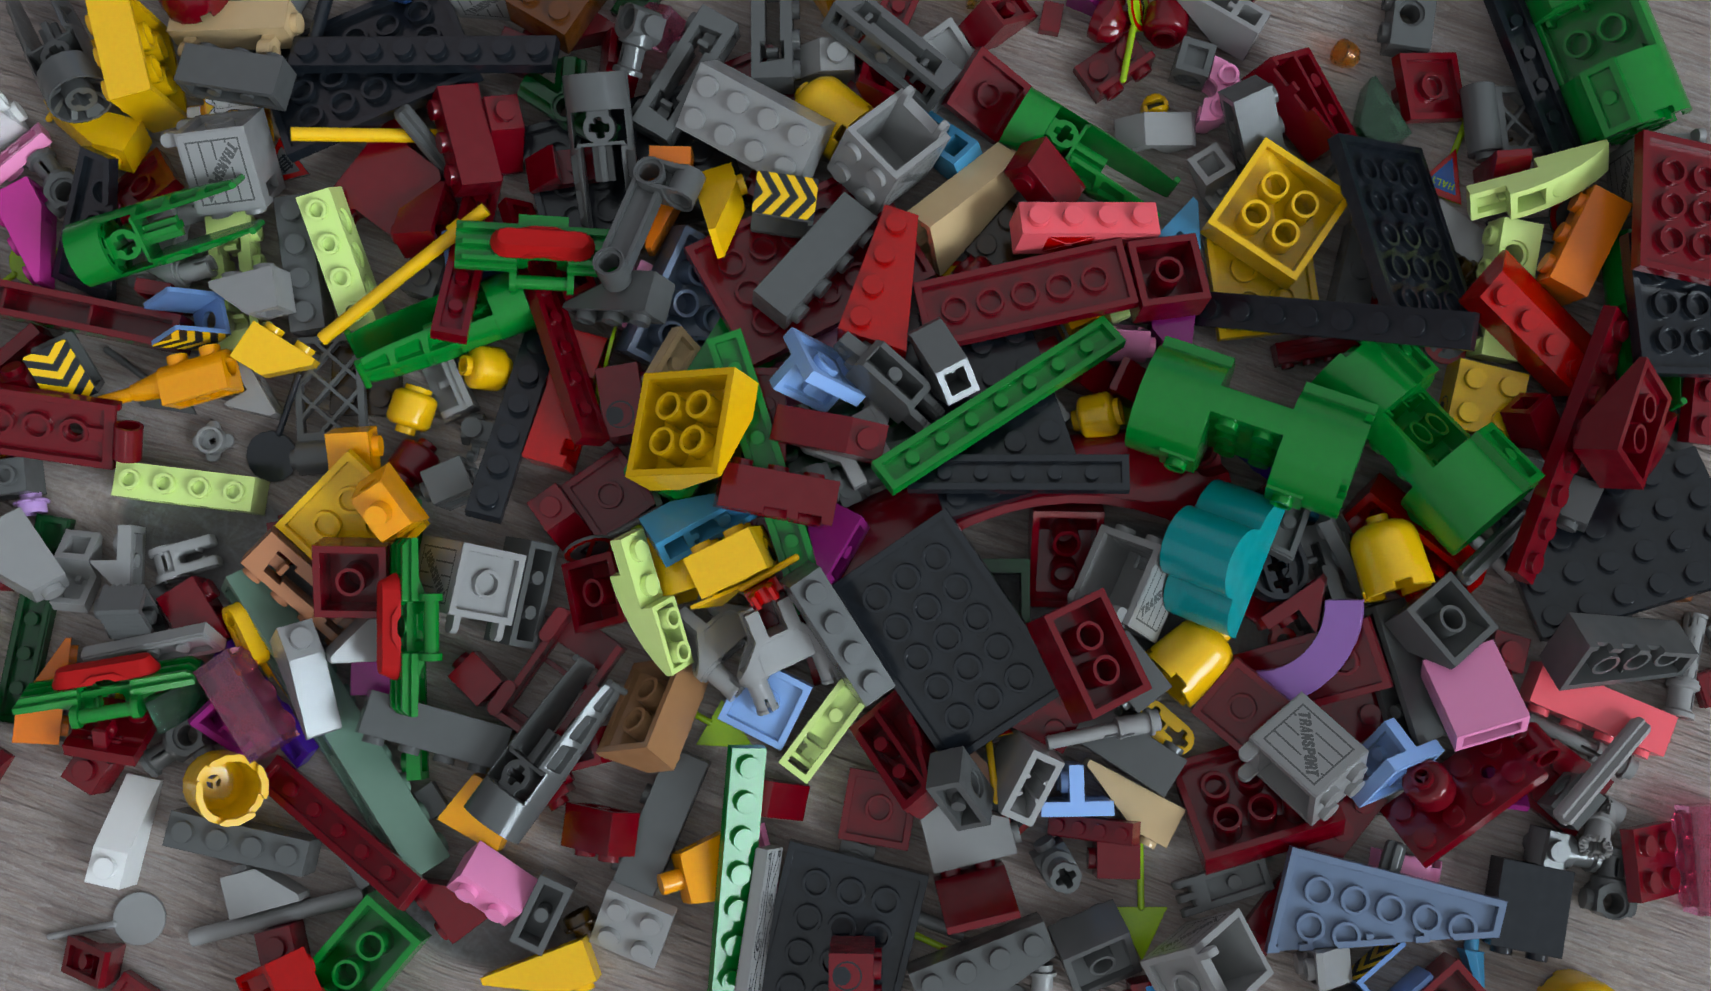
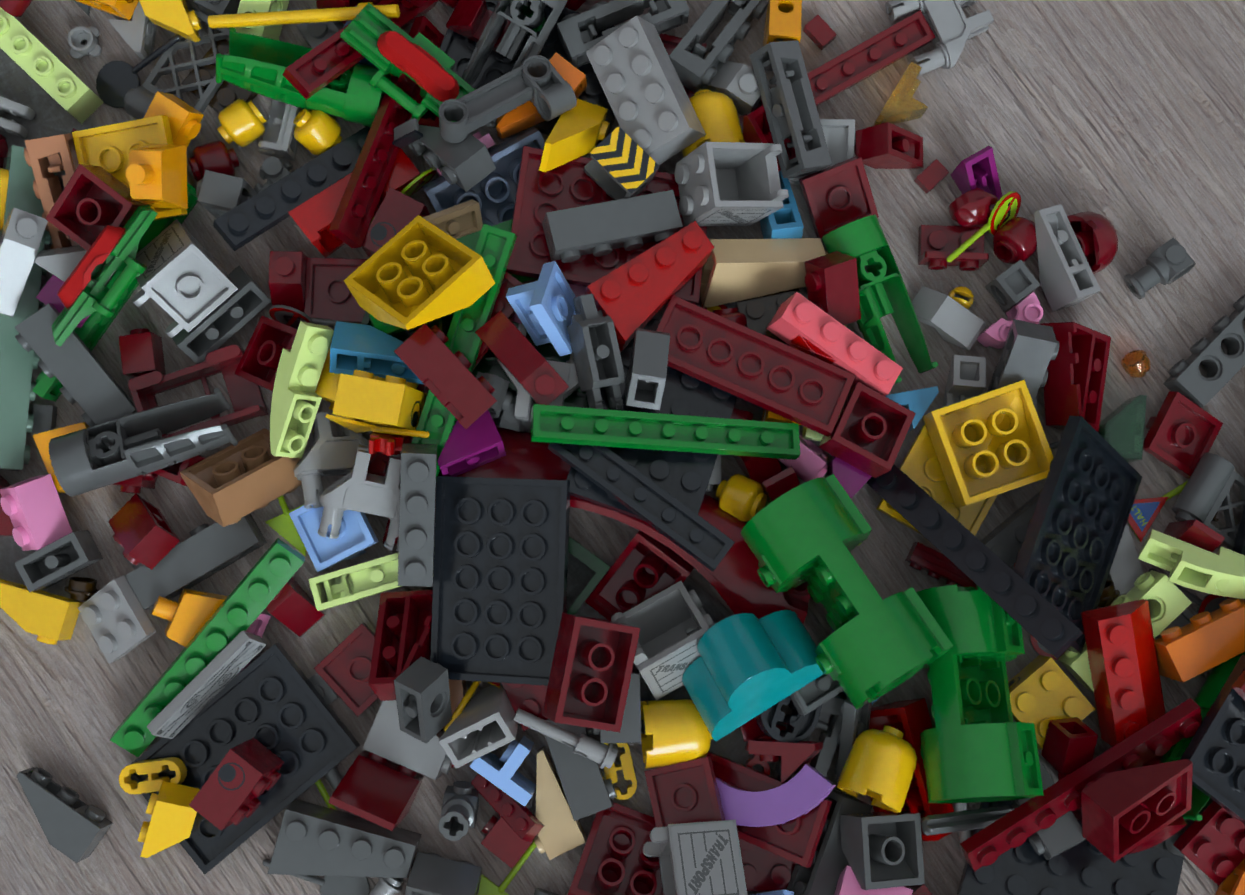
camera: 30 degrees right, 0 degrees up
(573, 310) = (407, 133): none -> piece

